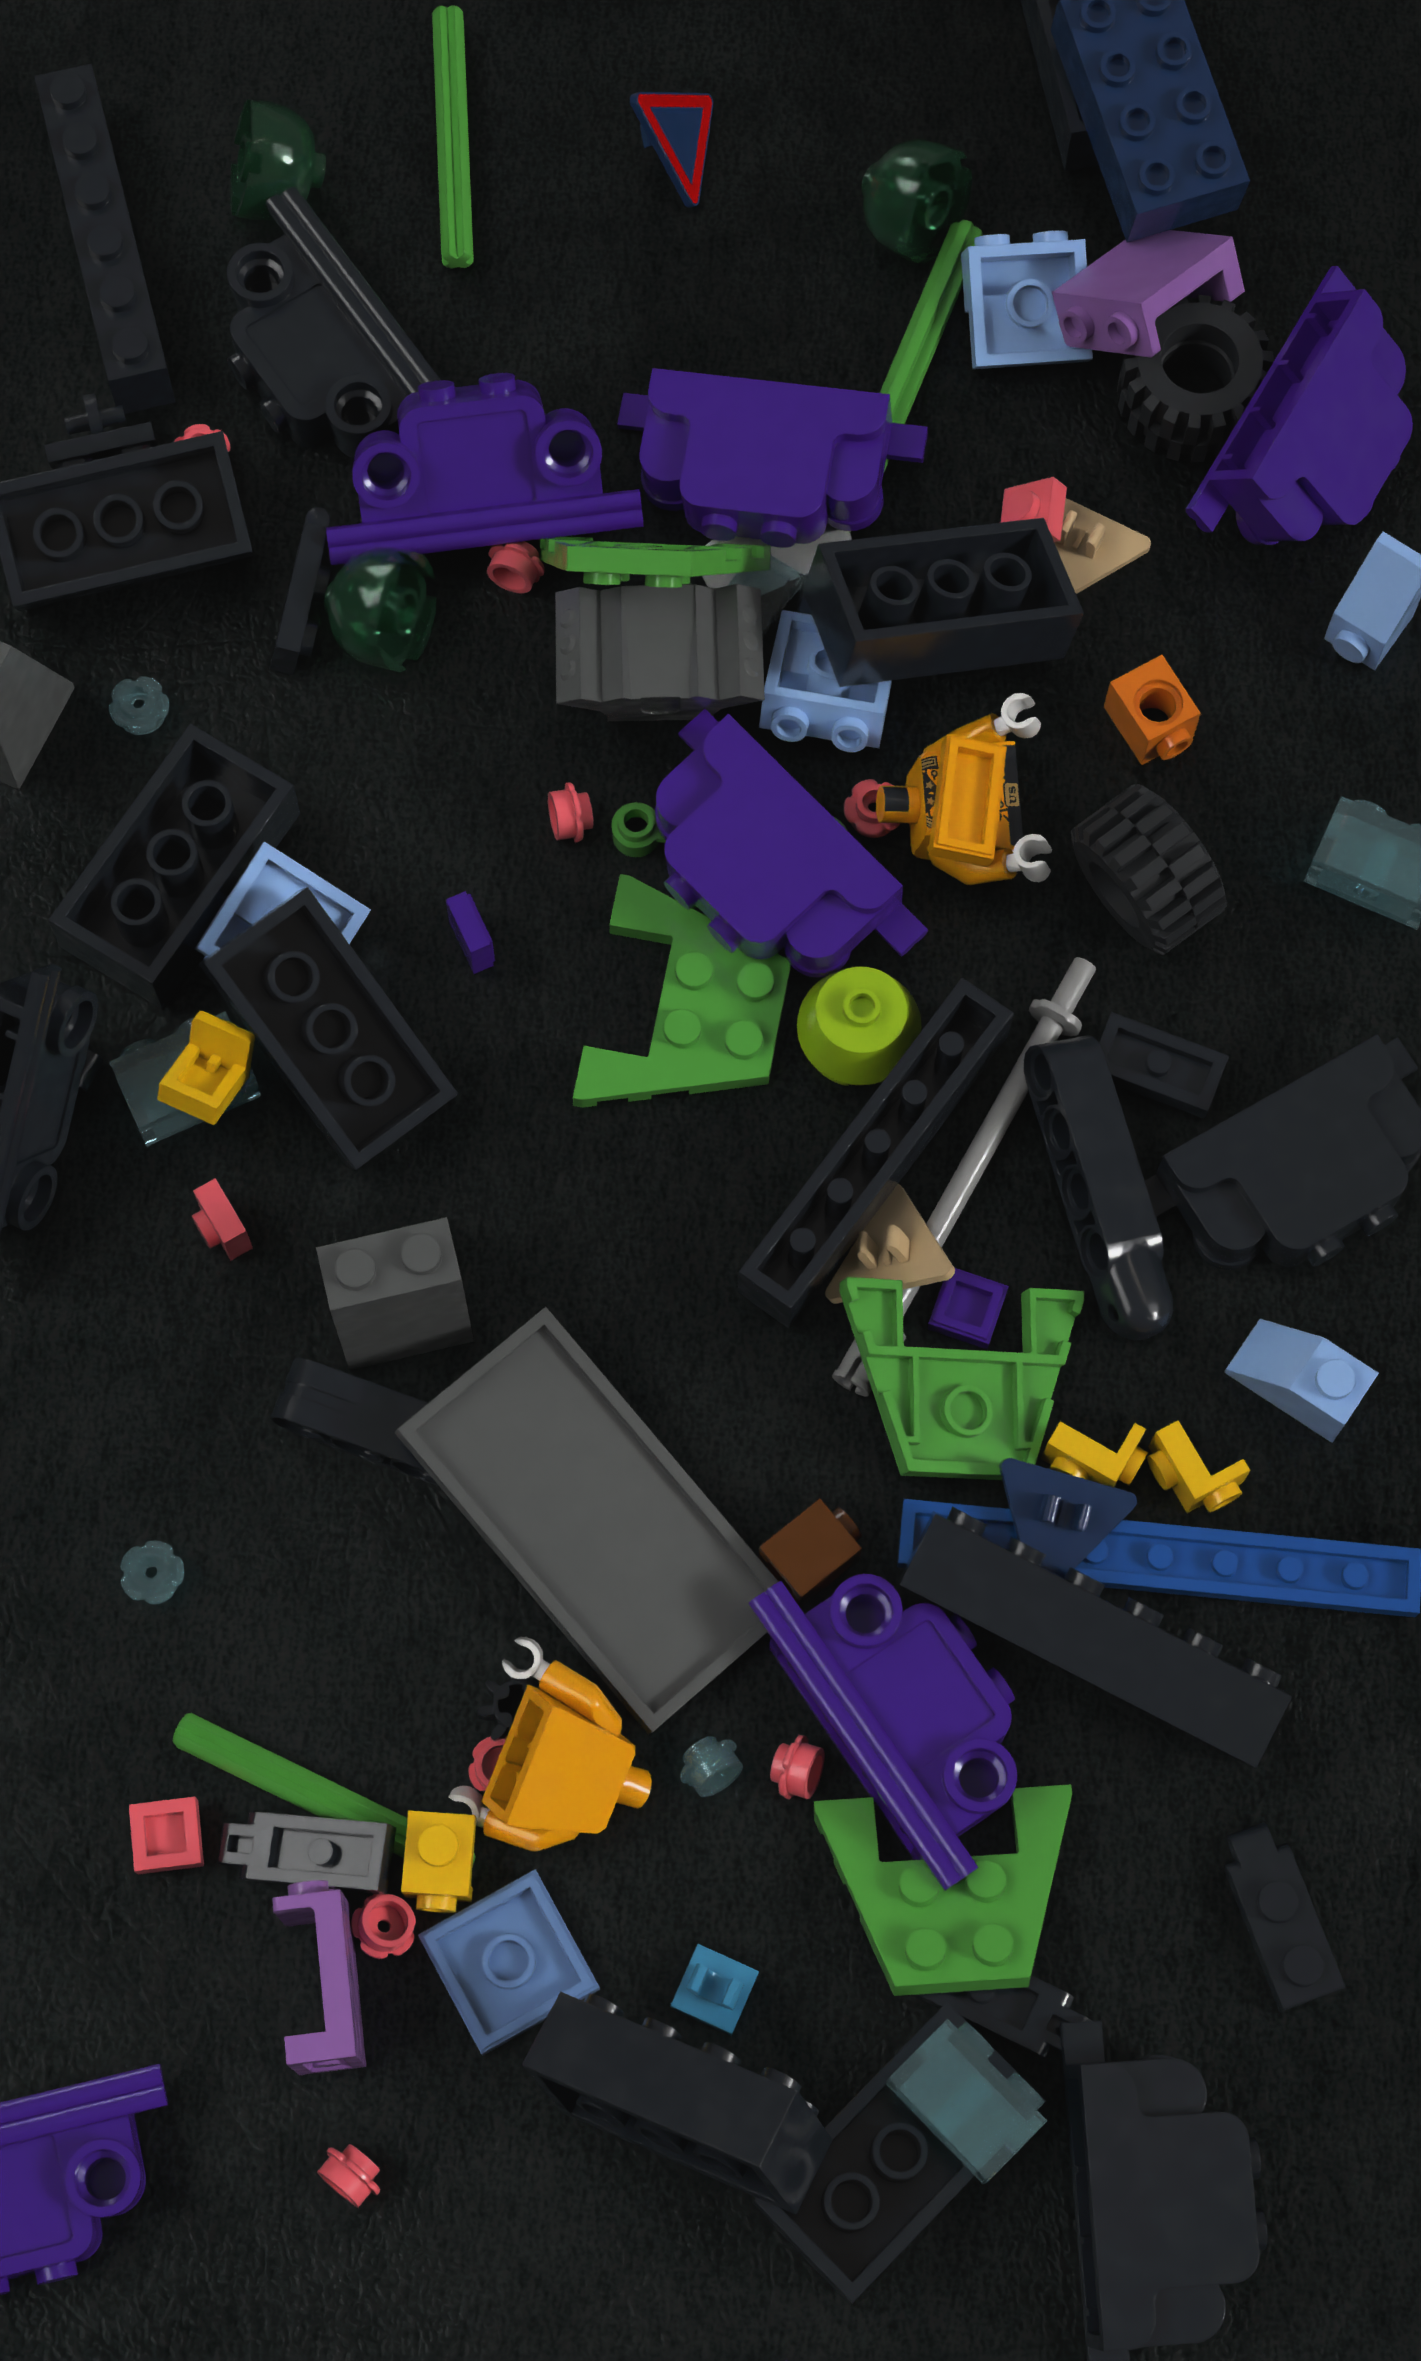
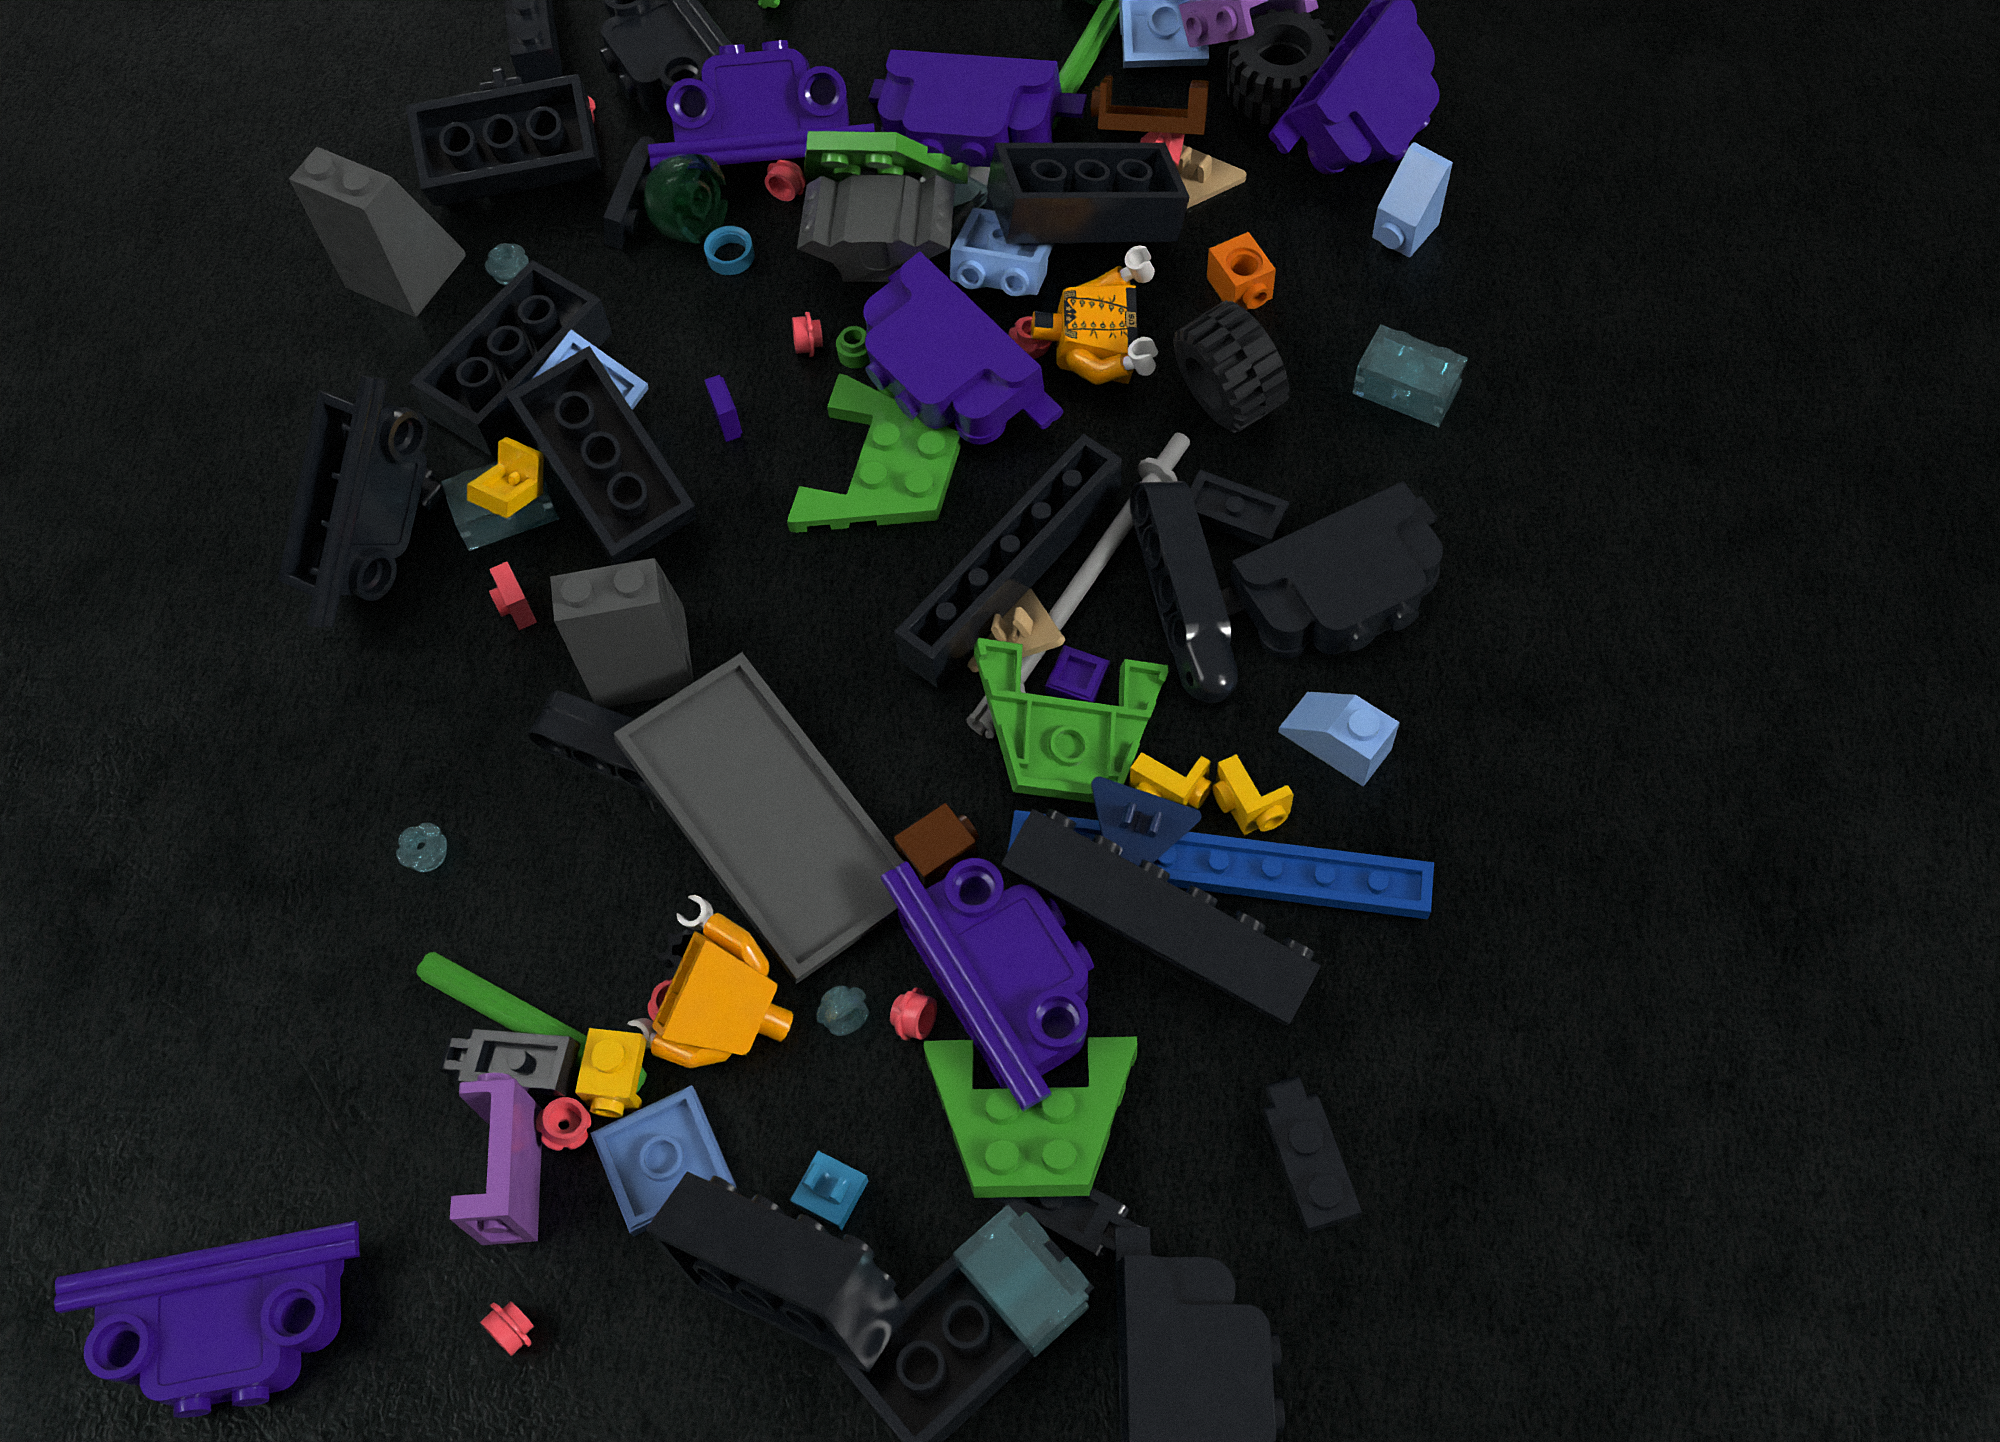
camera: 10 degrees right, 10 degrees down
(166, 1835) = (399, 1045): coral plate -> none
(447, 653) = (726, 235): none -> dark azure piece
(857, 1025) = (1002, 471): lime cone -> none
(967, 800) = (1096, 318): light orange tile -> none
(1077, 454) = (1151, 118): none -> reddish brown panel

